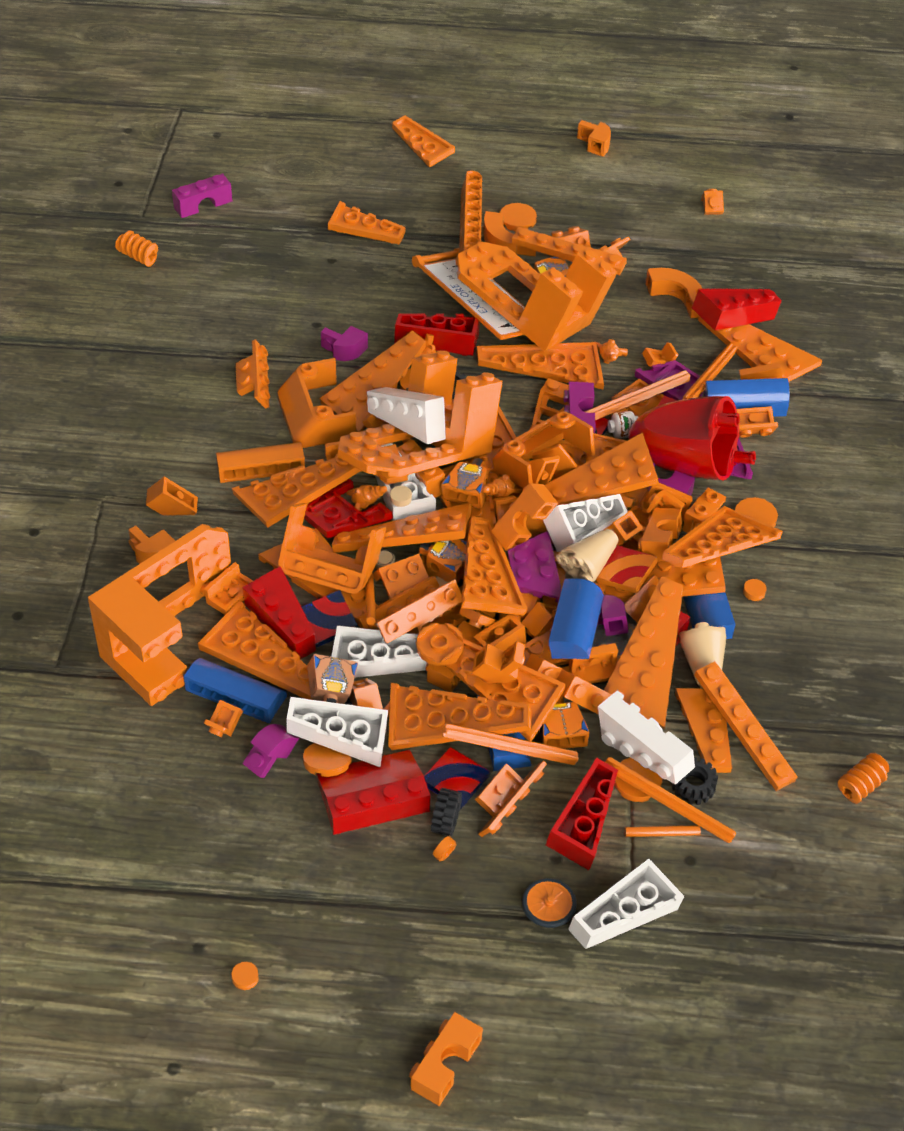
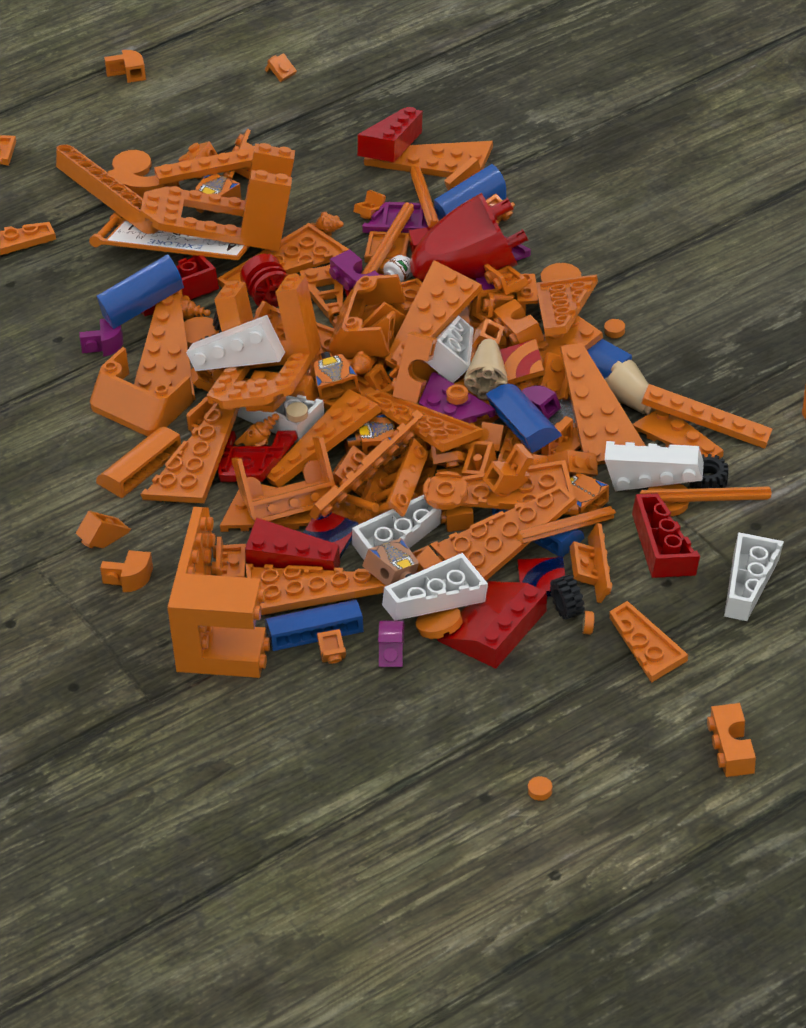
camera: 35 degrees left, 5 degrees down
(253, 374) = (53, 405): orange bracket -> none
(389, 320) = (140, 291): none -> blue brick
(397, 579) = (369, 466): none -> orange wing
(474, 908) = (648, 644): none -> orange wing
(511, 366) = (262, 278): none -> red wheel
(540, 563) = (457, 394): none -> orange tile
(549, 902) = (694, 609): orange wheel -> none
(662, 831) = (720, 518): orange bar -> none
(674, 283) = (324, 145): orange arch -> none
(690, 487) = (505, 279): none -> orange bracket

